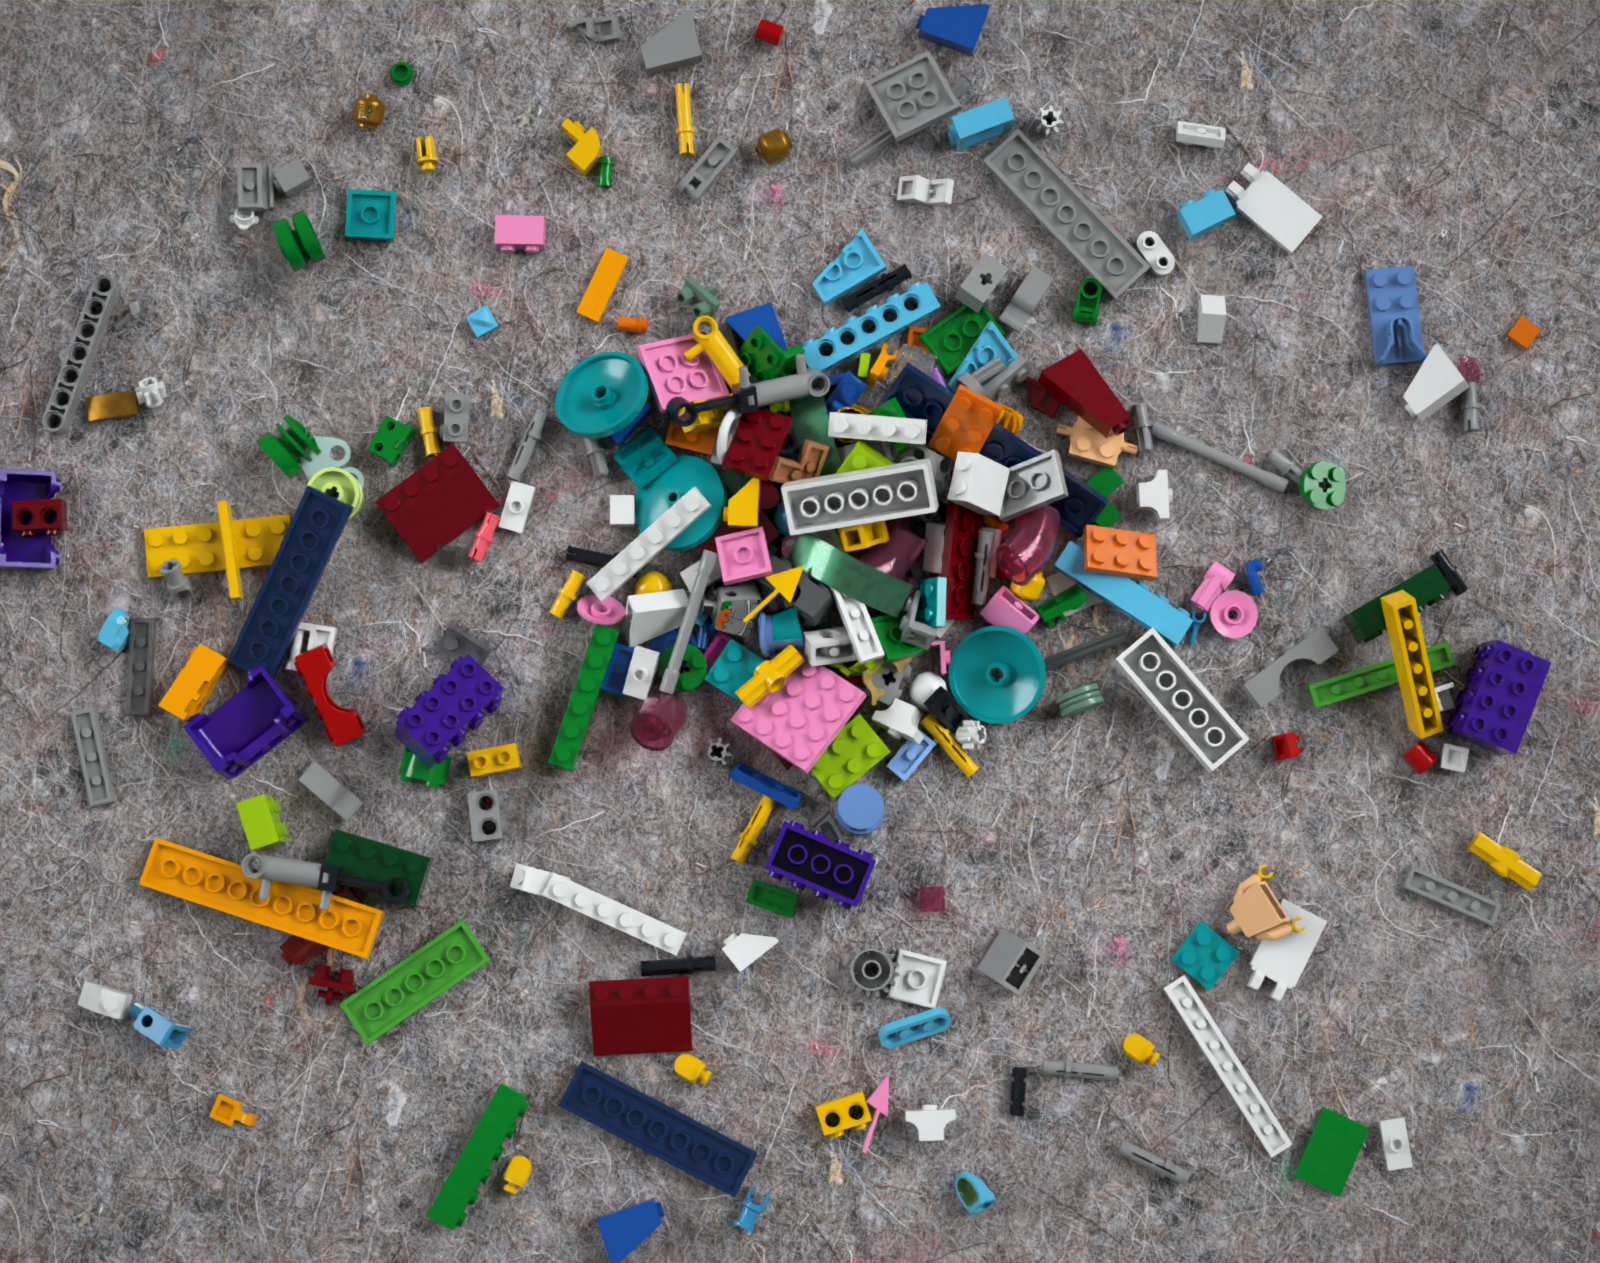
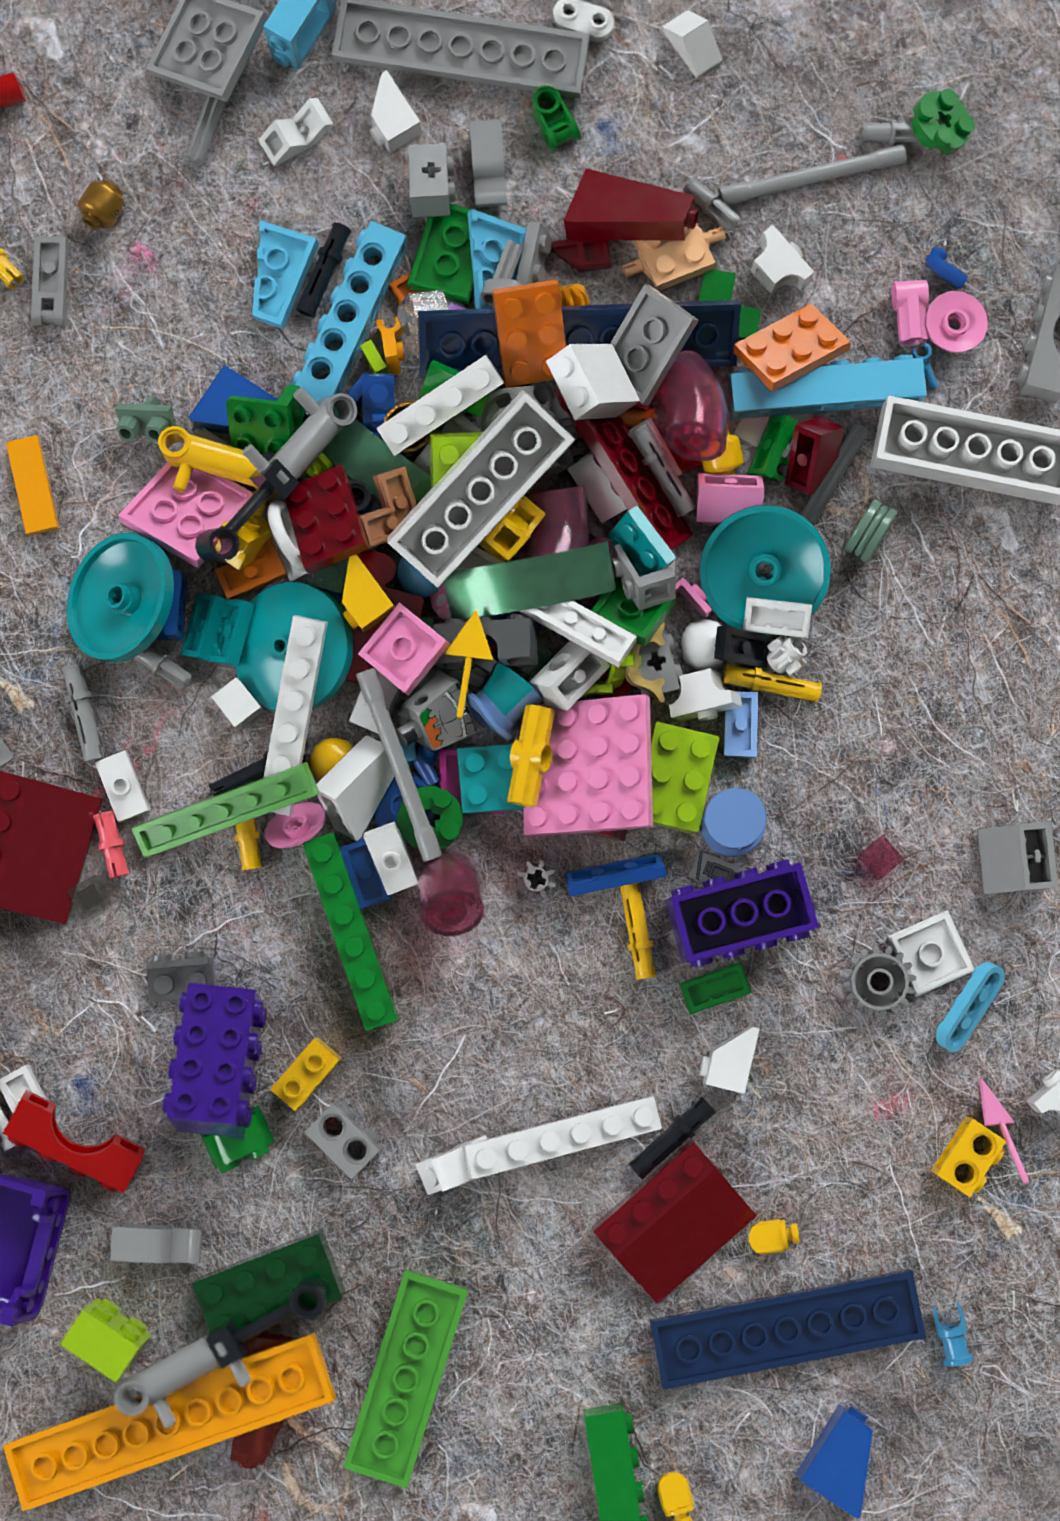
camera: 35 degrees left, 0 degrees up
(344, 983) = (330, 1442): dark red hips -> none
(566, 569) = (225, 810): none -> bright green plate
(632, 324) = (96, 501): orange pin -> none
(981, 708) = (777, 617): none -> white plate
(990, 225) = (392, 116): none -> white slope
(1082, 626) = (812, 453): none -> dark red slope

